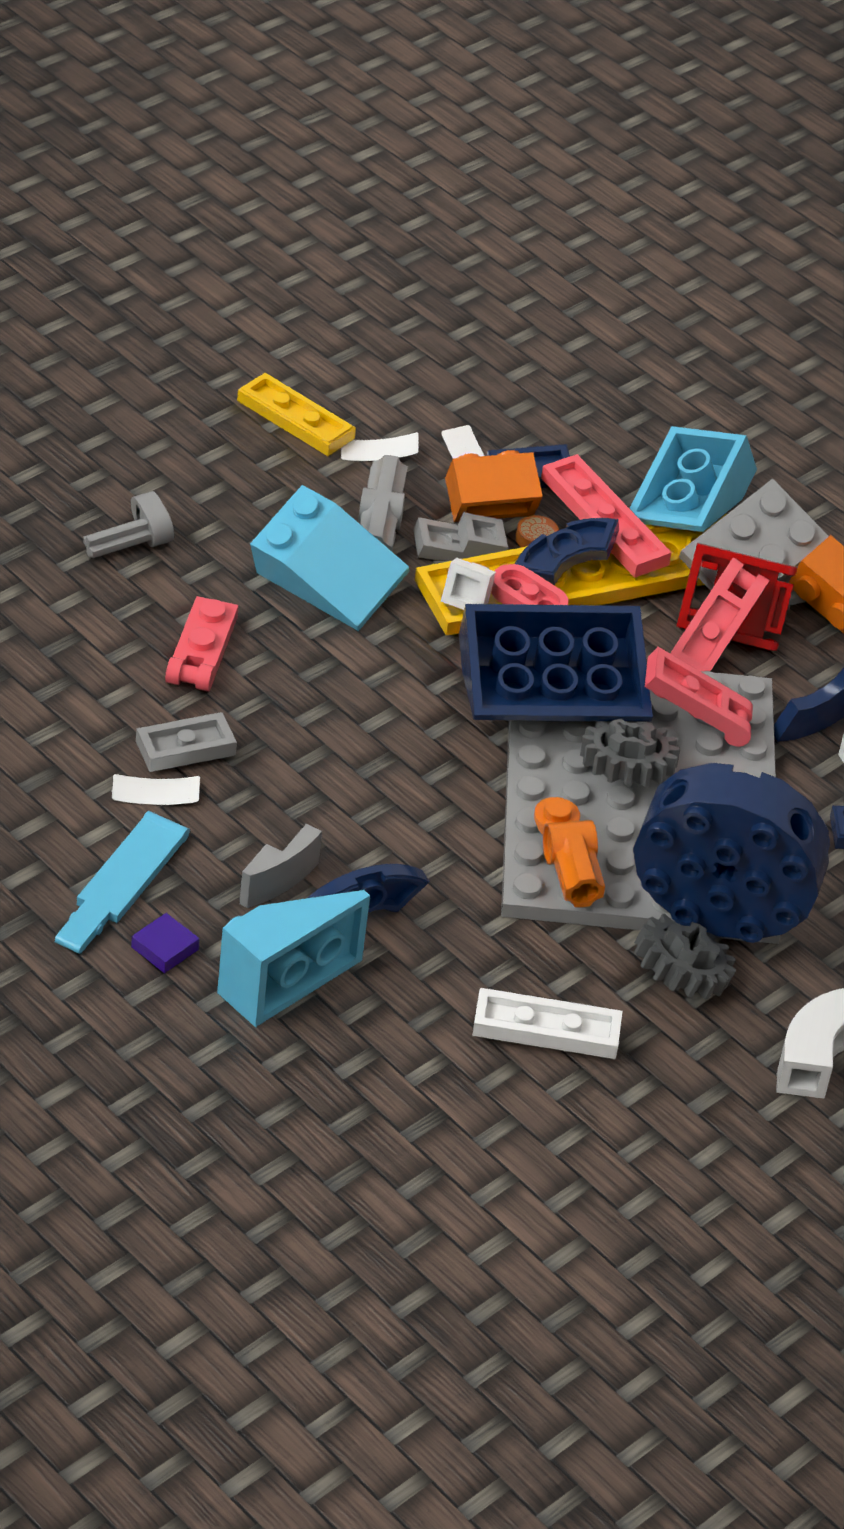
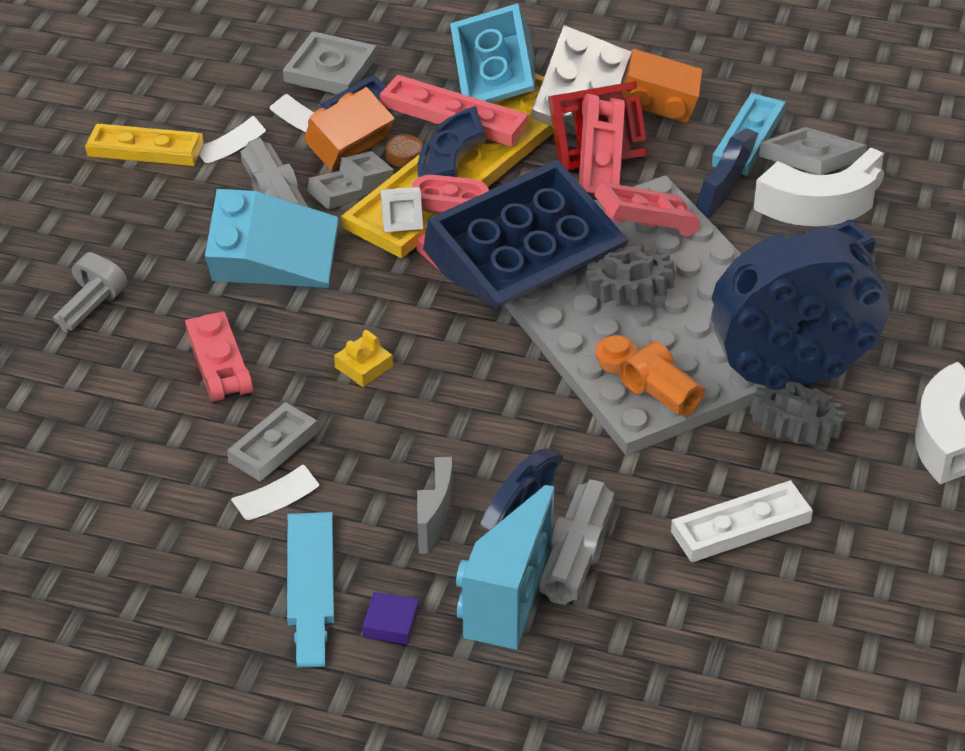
camera: 25 degrees left, 0 degrees up
(330, 711) = (363, 359): none -> yellow tile
(380, 963) = (577, 542): none -> light grey piece
(536, 413) = (329, 63): none -> light grey plate

